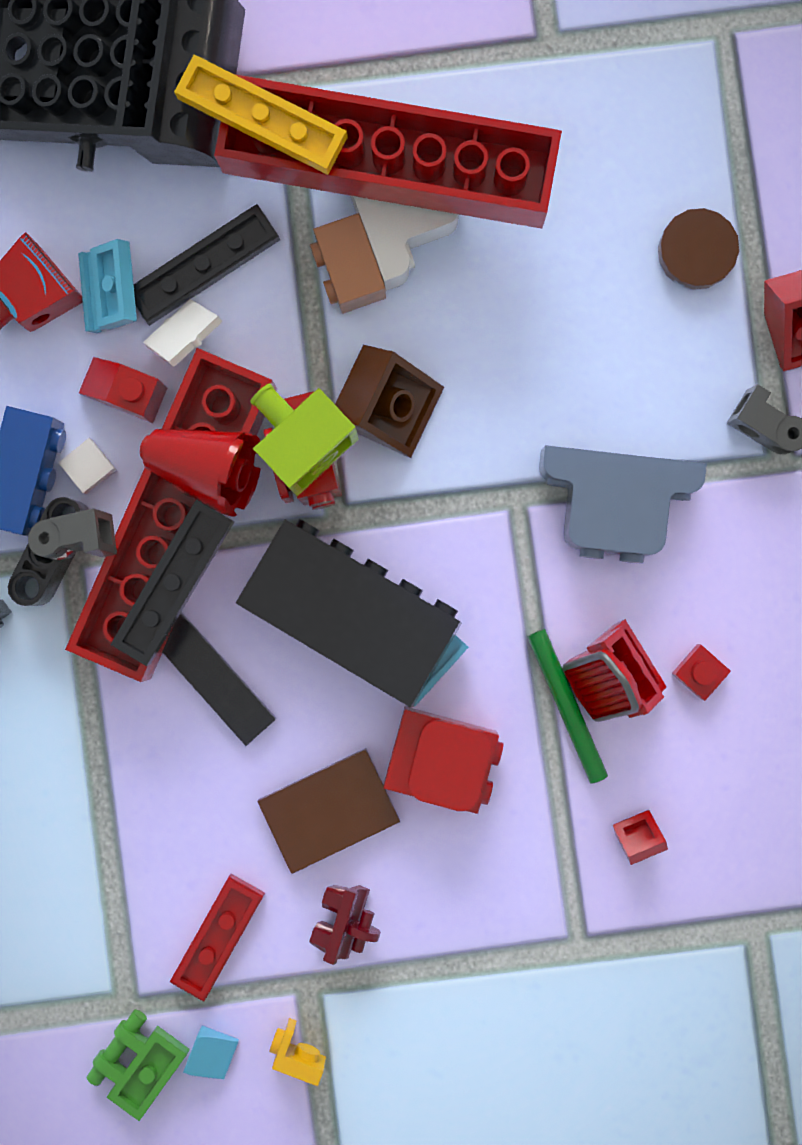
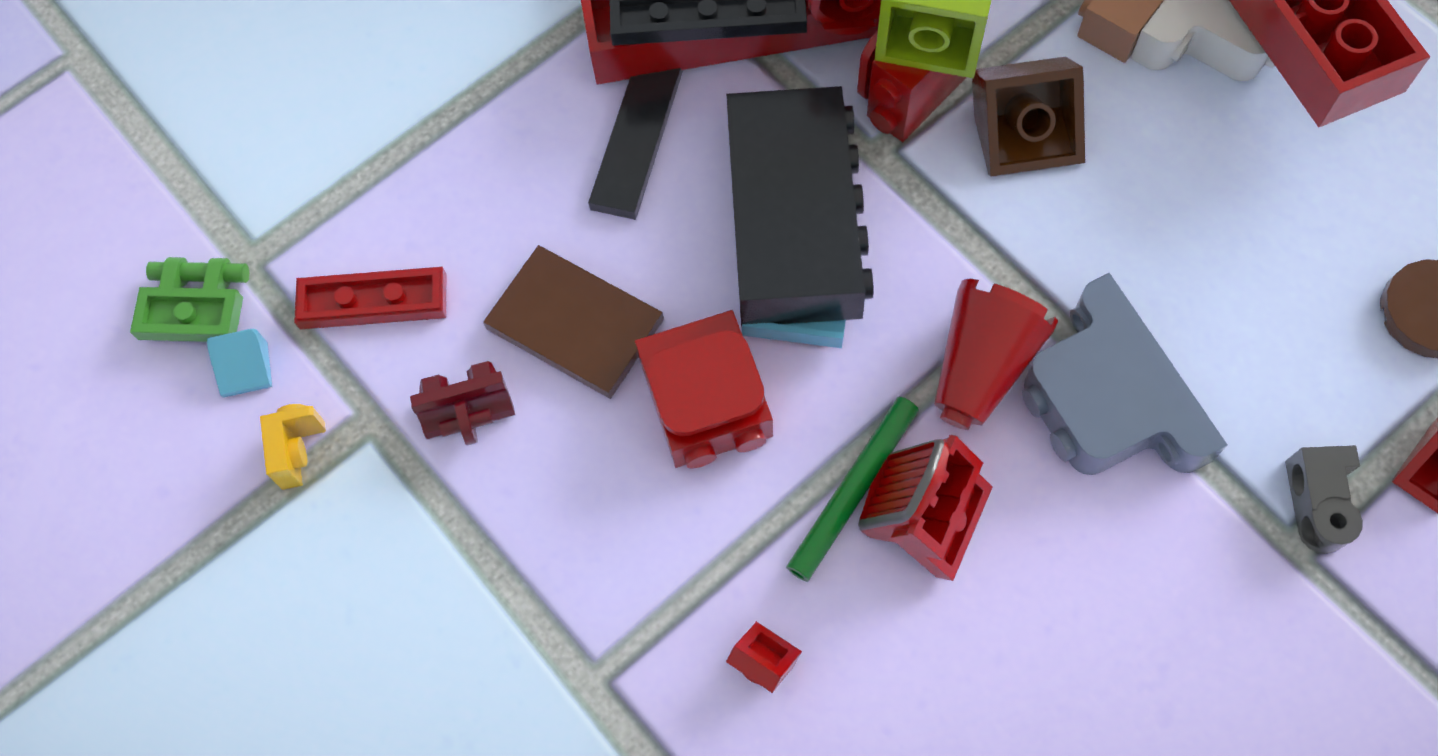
camera: 60 degrees right, 20 degrees down
(542, 562) = (987, 350): none -> red cone
(701, 672) = (997, 609): red plate -> none

